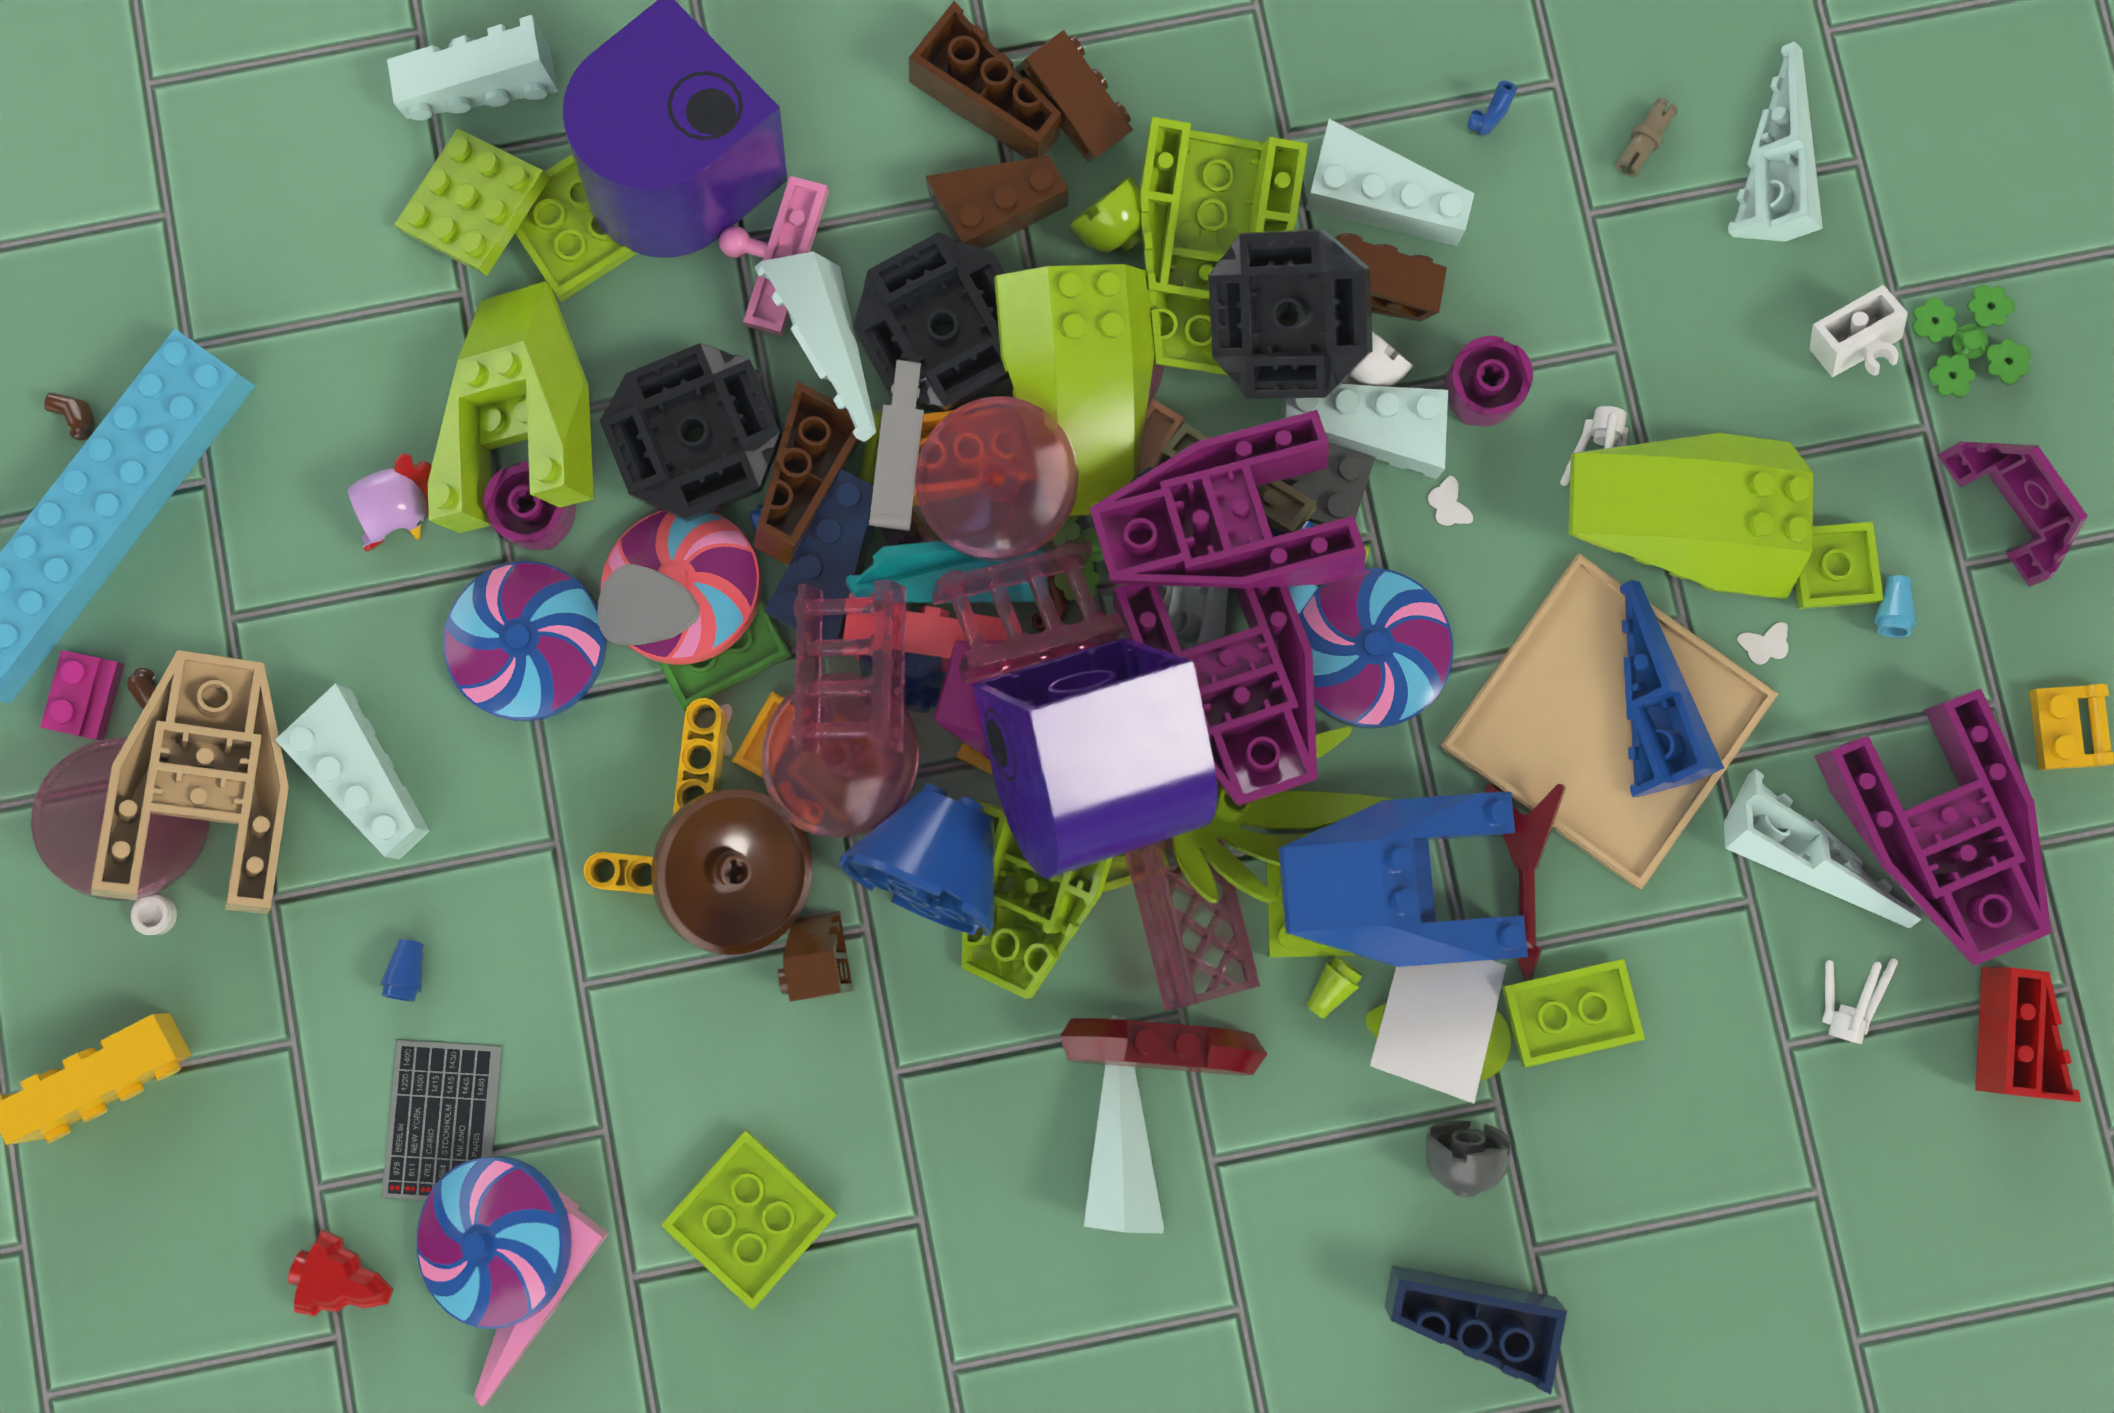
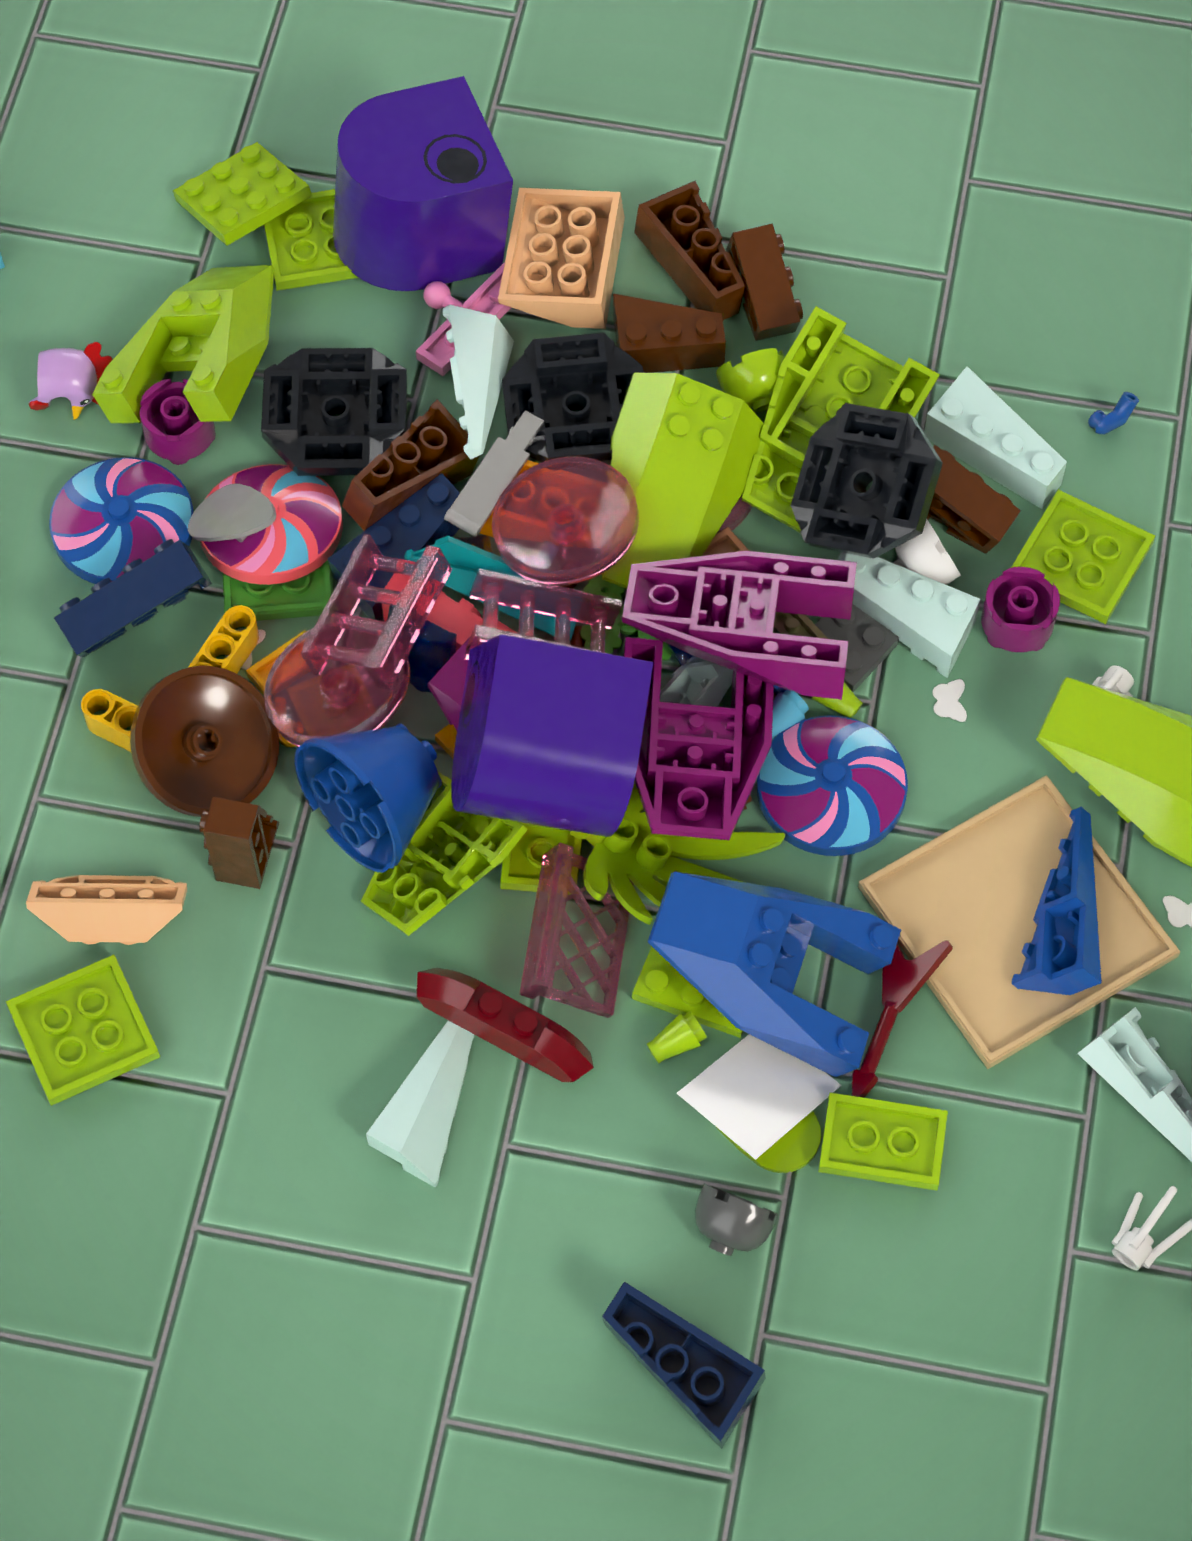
camera: 20 degrees right, 20 degrees down
(474, 72) = (288, 104): light aqua wedge -> none
(582, 735) = (131, 597): none -> dark blue wedge
(713, 1081) = (107, 906): none -> light nougat wedge
(849, 145) = (563, 255): none -> light nougat slope
(1522, 288) = (1085, 554): none -> lime plate

